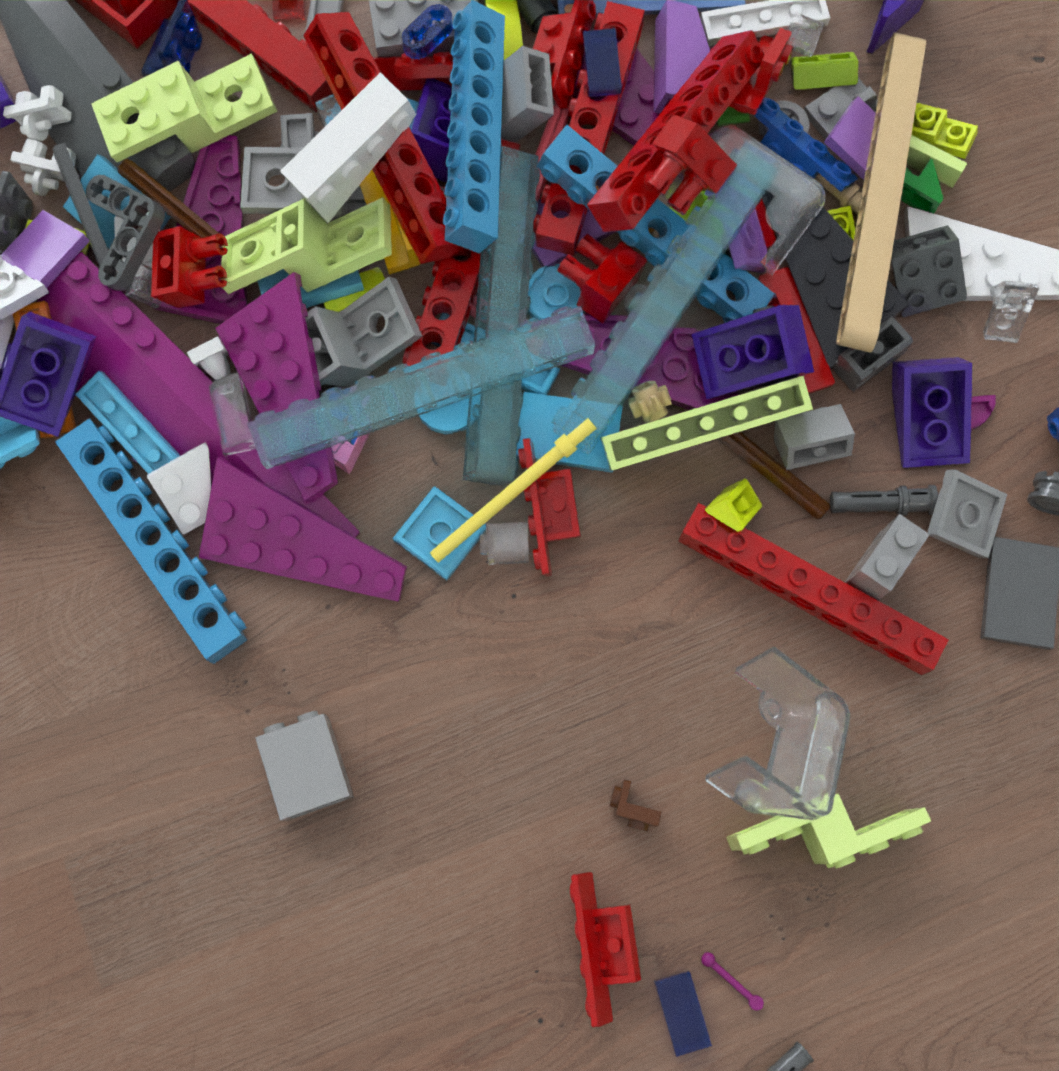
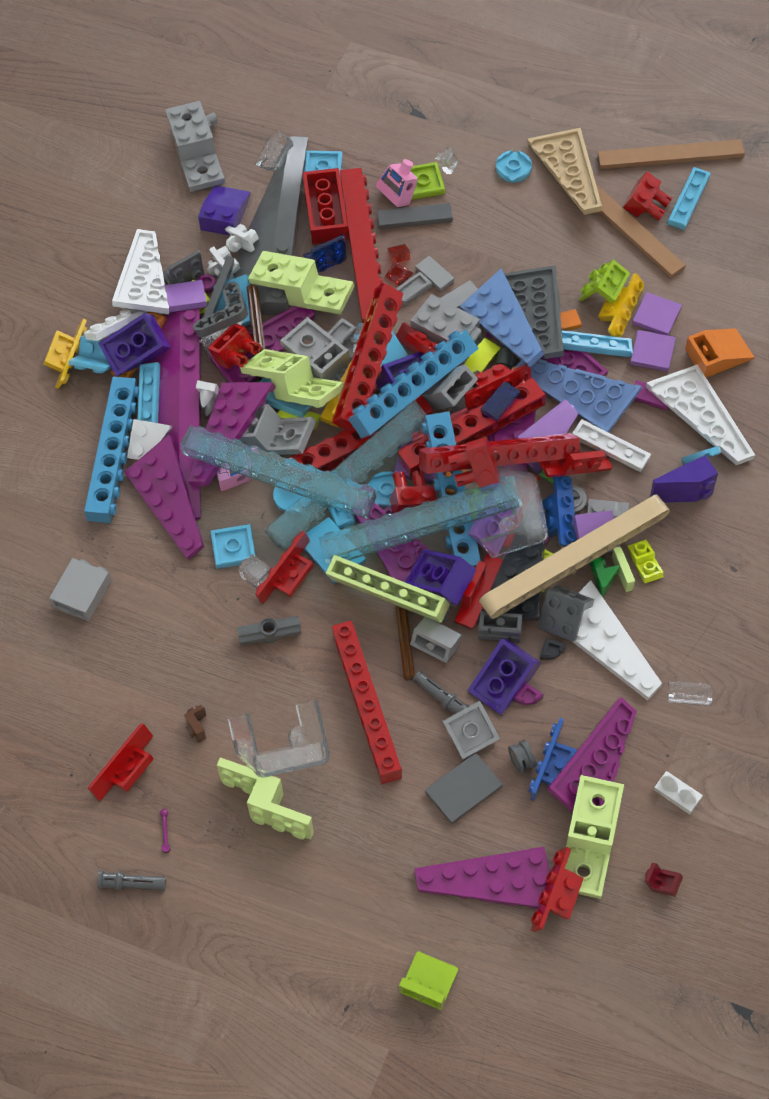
camera: 45 degrees right, 15 degrees down
(51, 204) = (208, 282): none -> magenta tile
(231, 414) = (196, 416): clear brick -> none
(349, 146) = (340, 347): white wedge -> none
(424, 29) = (436, 329): clear blue beam -> none
(563, 447) = (313, 546): light yellow bar -> none
(588, 621) = (281, 628): none -> dark grey piece
(649, 401) = (375, 561): tan gear -> none
(682, 1013) = (131, 823): clear blue tile -> none
(735, 505) = (368, 637): neon yellow slope -> none
(804, 33) = (618, 465): clear tile -> none
(824, 70) = (615, 490): lime slope -> none
(887, 558) = (407, 712): light grey brick -> none
(945, 330) = (552, 649): none -> black tile
(1009, 310) = (585, 660): clear slope -> none

